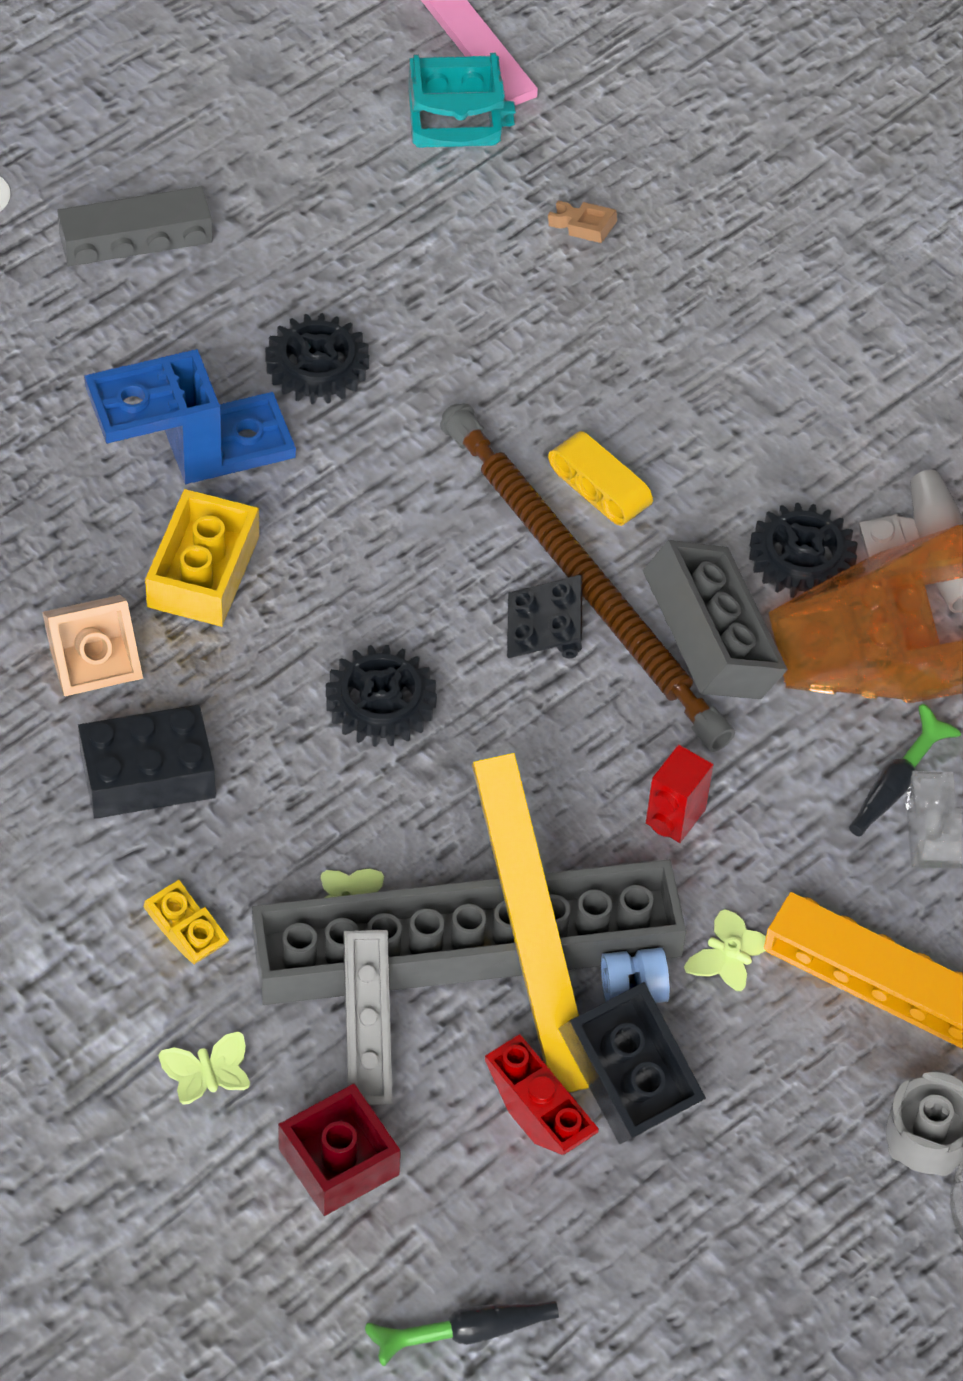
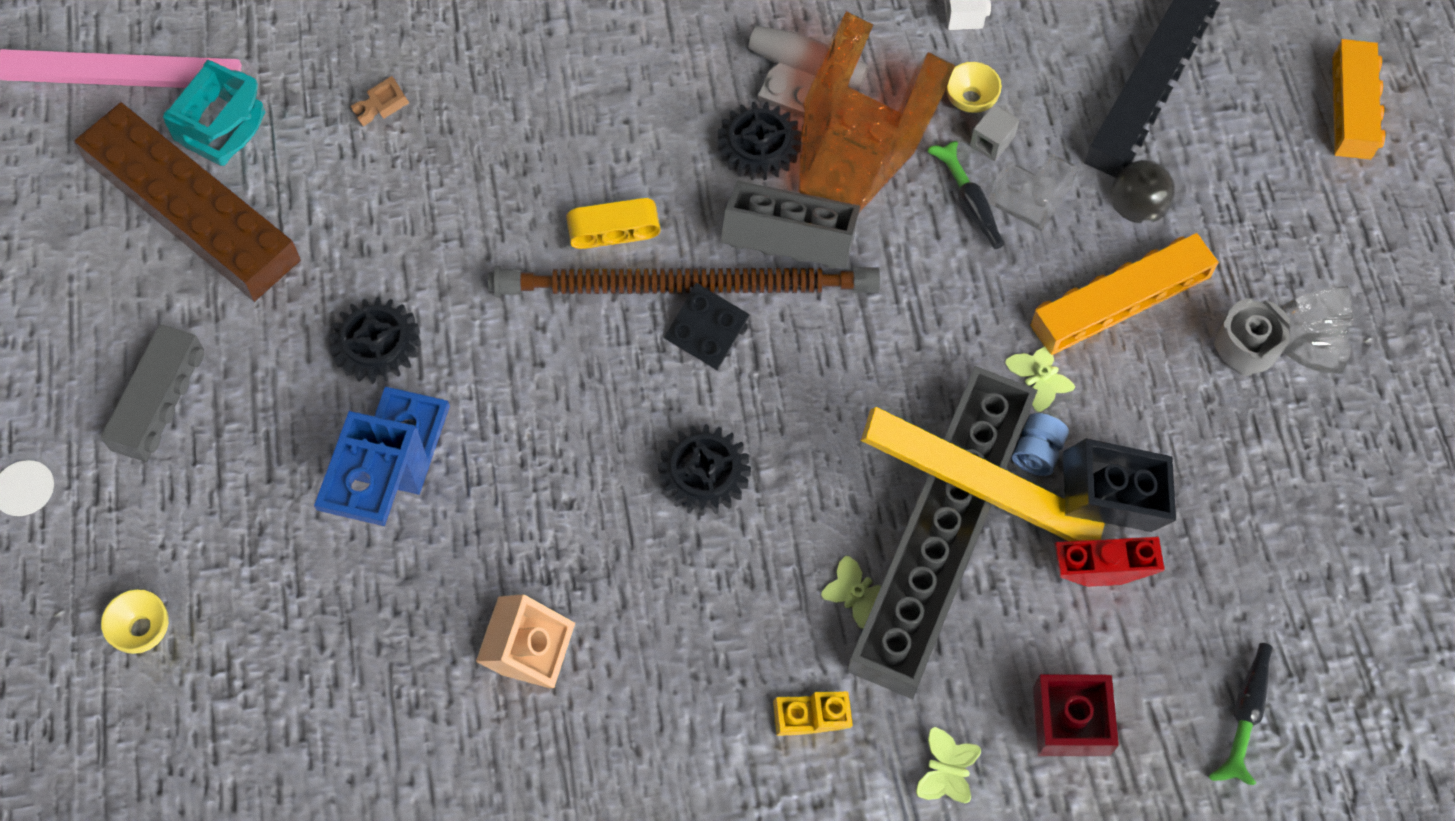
camera: 55 degrees left, 10 degrees up
(147, 761) = (660, 661): black brick -> none
(202, 557) = (506, 519): yellow brick -> none
(348, 138) = (188, 201): none -> reddish brown brick
(368, 1014) = (982, 633): light grey tile -> none
(679, 794) = (917, 329): red brick -> none

